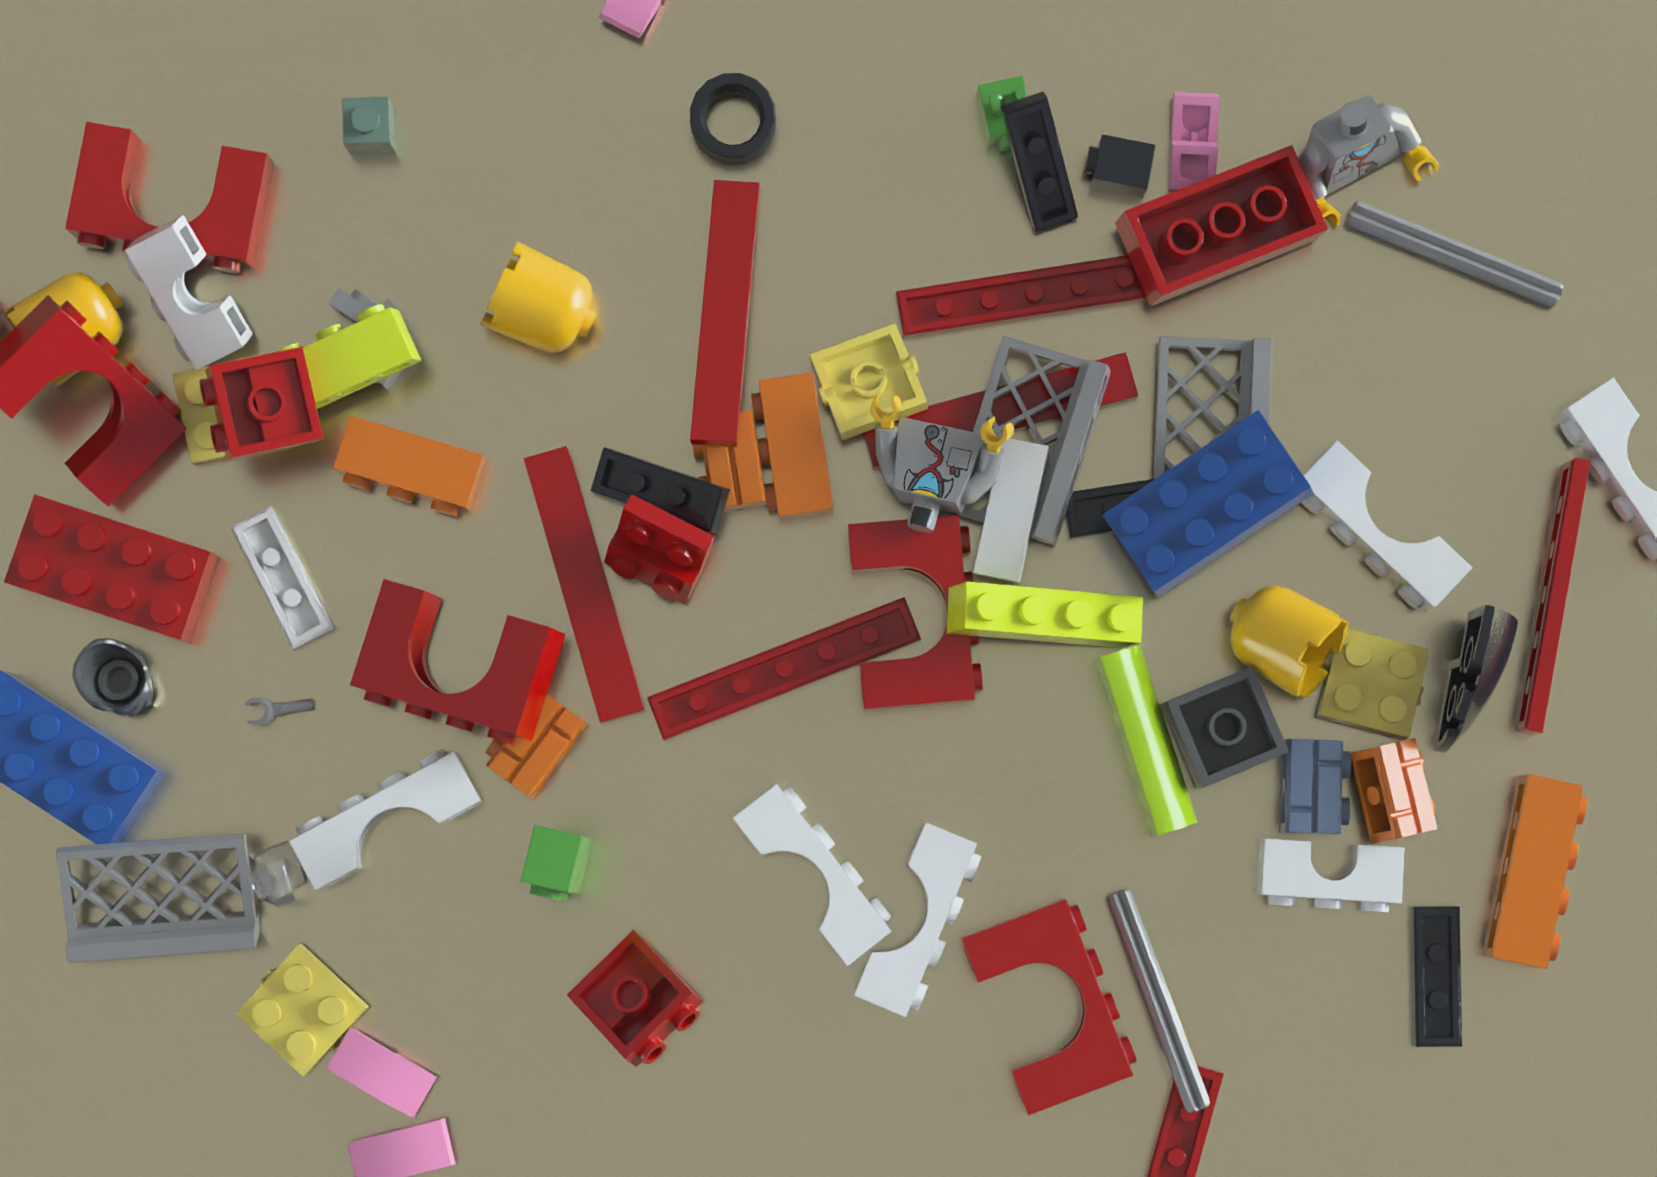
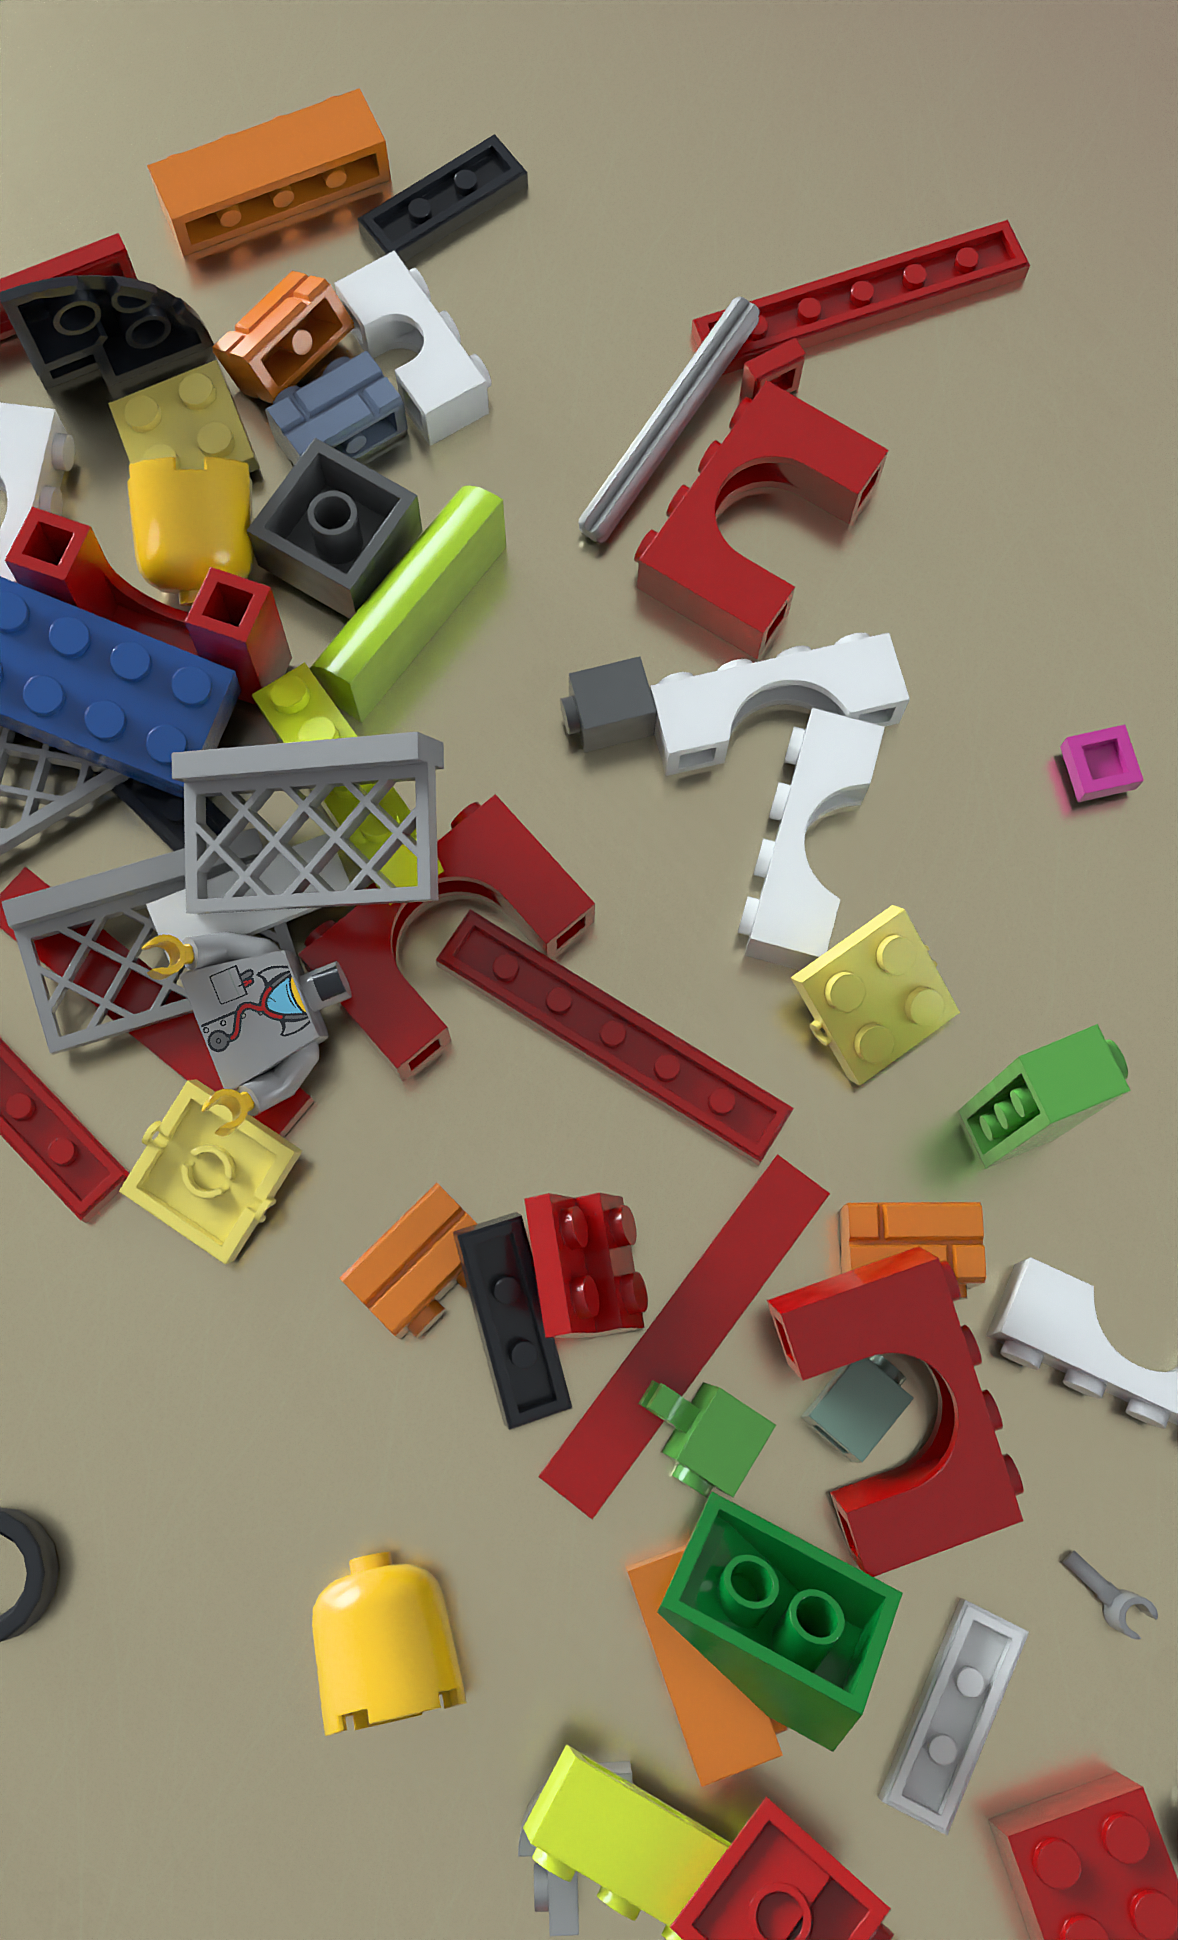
camera: 125 degrees left, 10 degrees down
(401, 515) = (781, 1619): none -> green slope
(472, 645) = (859, 1406): none -> sand green brick
(517, 554) = (712, 1437): none -> bright green brick
(636, 1000) = (1096, 929): red plate -> none
(691, 835) = (875, 995): none -> light yellow plate
(725, 313) = (240, 1400): red tile -> none
(733, 1091) = (1101, 763): none -> dark pink plate
(793, 447) = (347, 1202): orange brick -> none
(989, 814) = (609, 705): none -> dark grey brick
(1043, 595) = (318, 767): none -> light grey fence
(1142, 1091) = (779, 366): none -> red tile
(1238, 572) = (228, 623): none -> red arch

